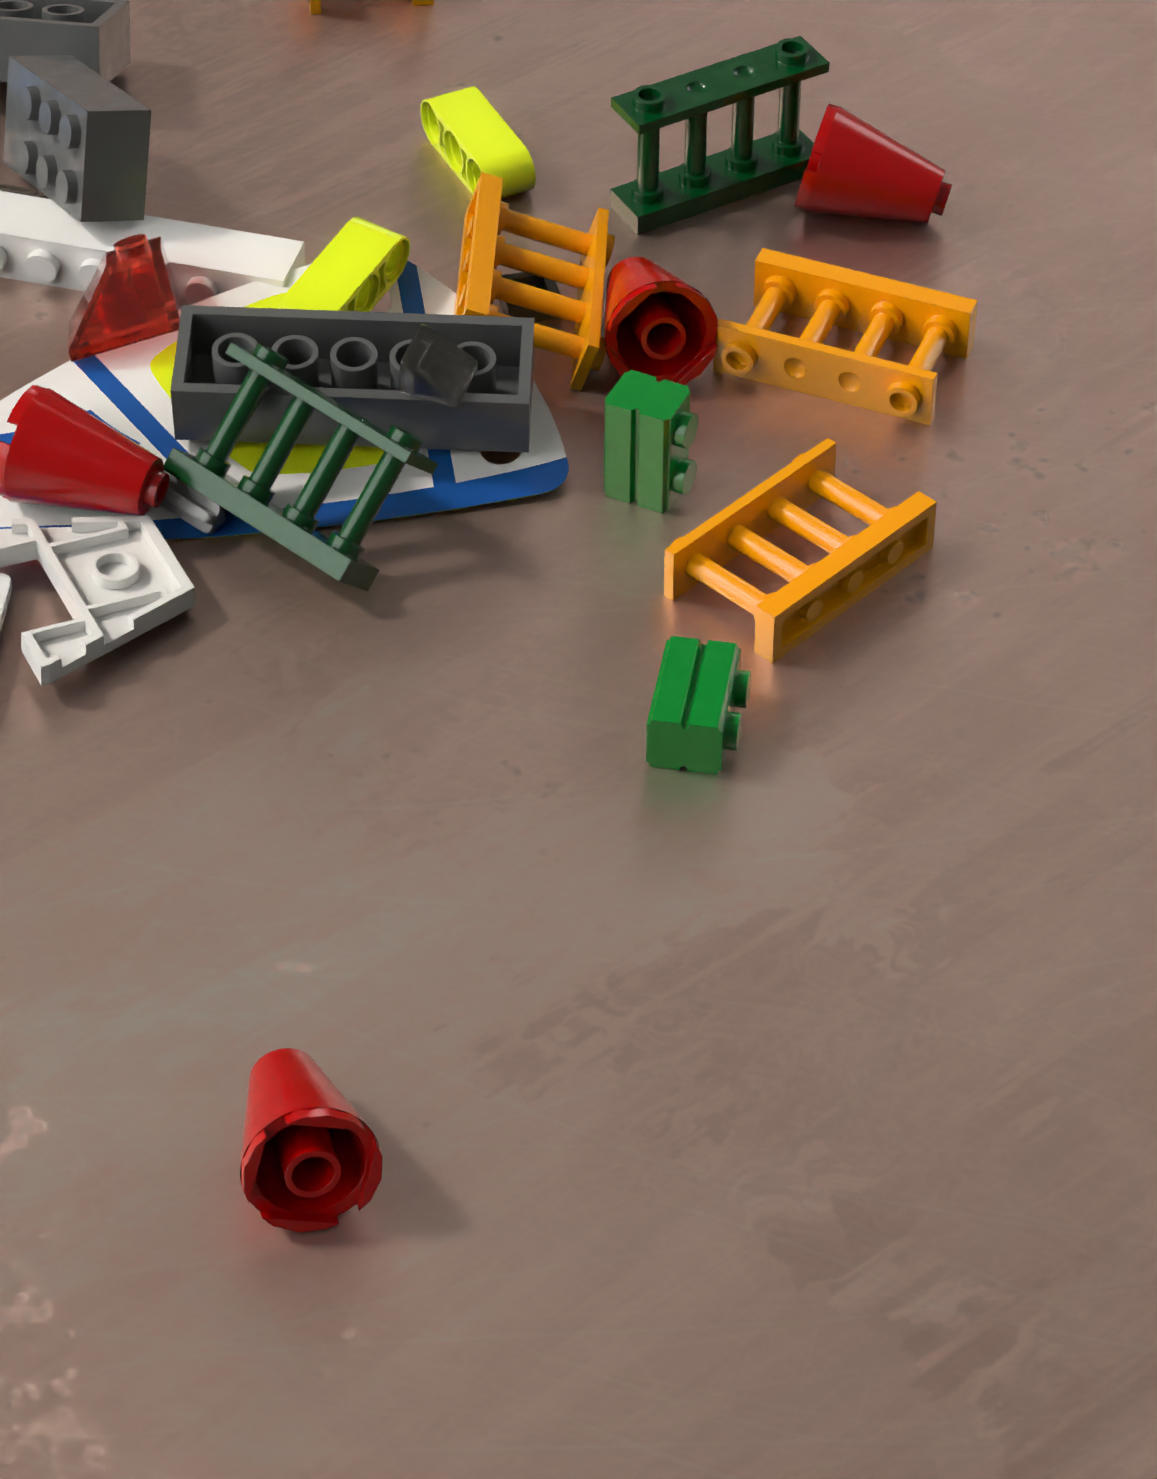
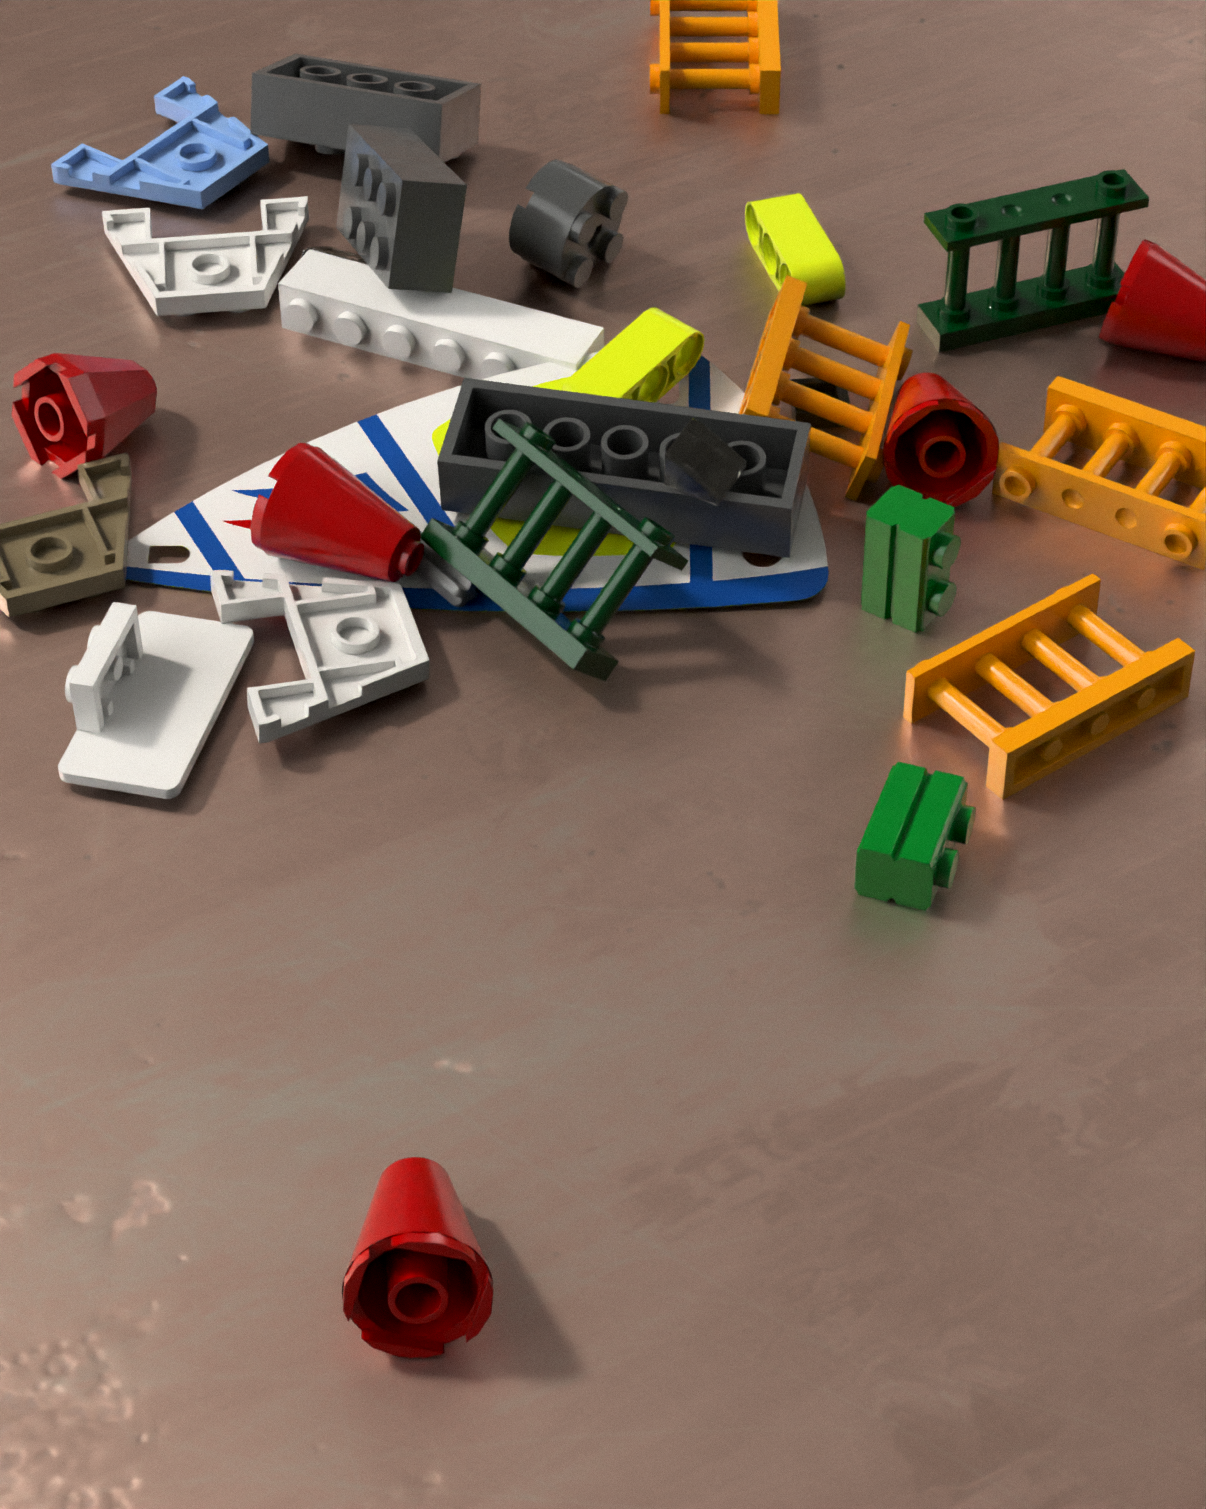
camera: 10 degrees right, 0 degrees up
(126, 300) = (420, 368): clear red slope -> none
(246, 137) = (568, 222): none -> dark grey brick

